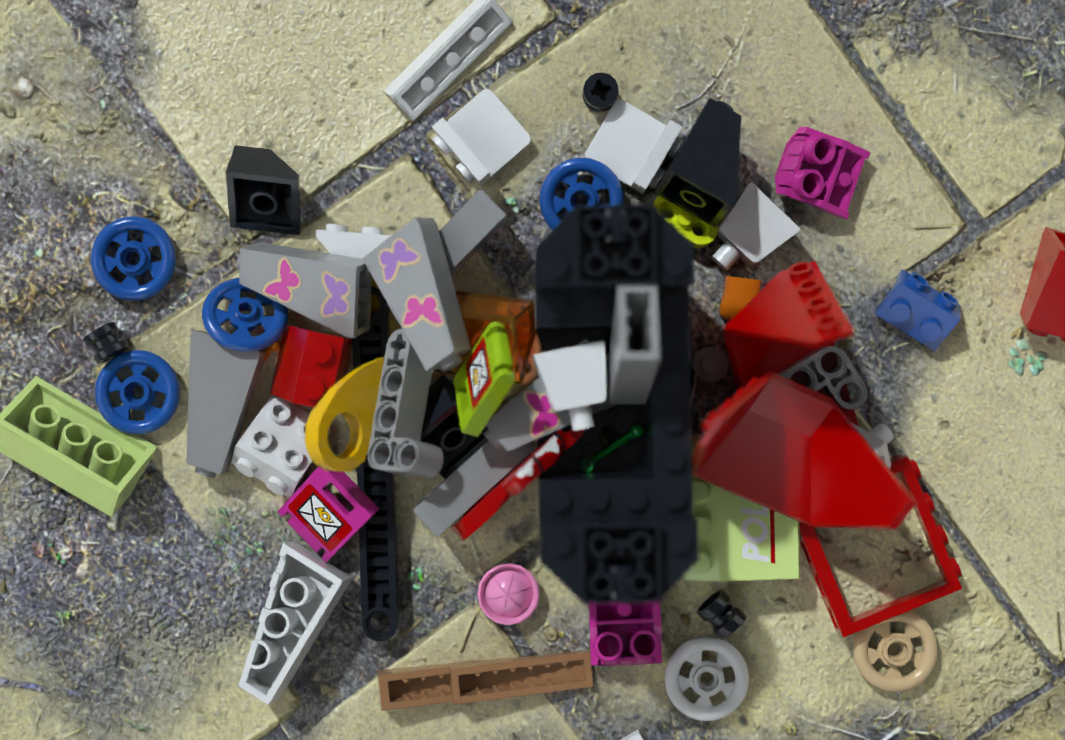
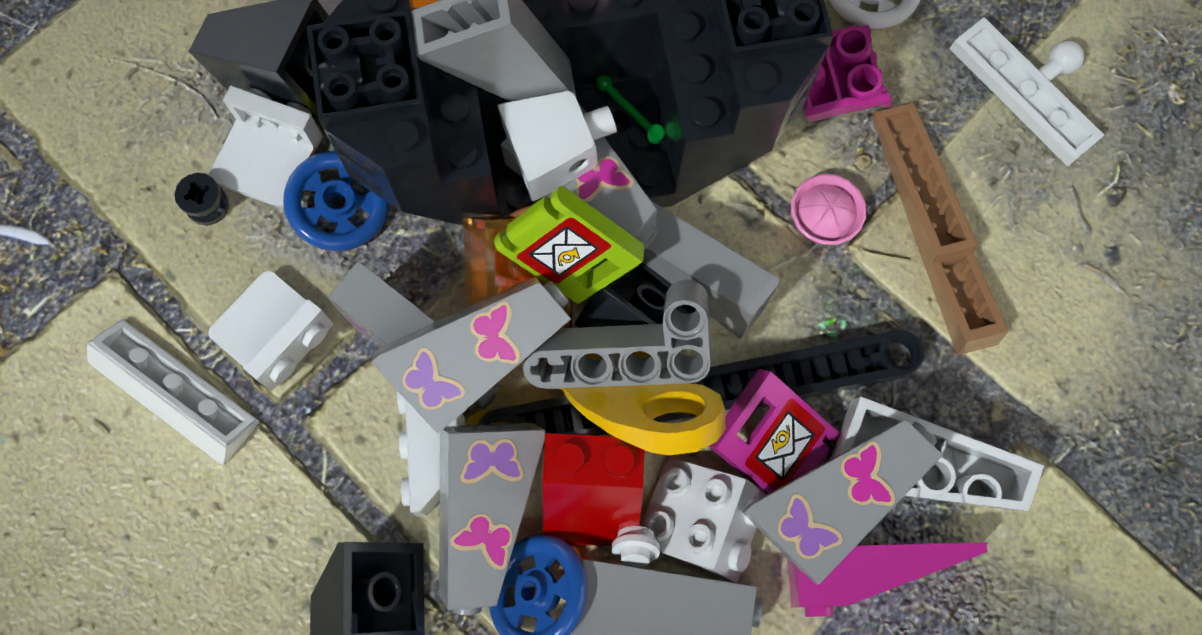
camera: 100 degrees left, 15 degrees down
(221, 550) = (874, 570): none -> dark pink slope
(265, 392) = (635, 546): none -> white plate
(266, 547) = (839, 502): none -> light grey slope
(515, 481) = (672, 177): red animal -> none

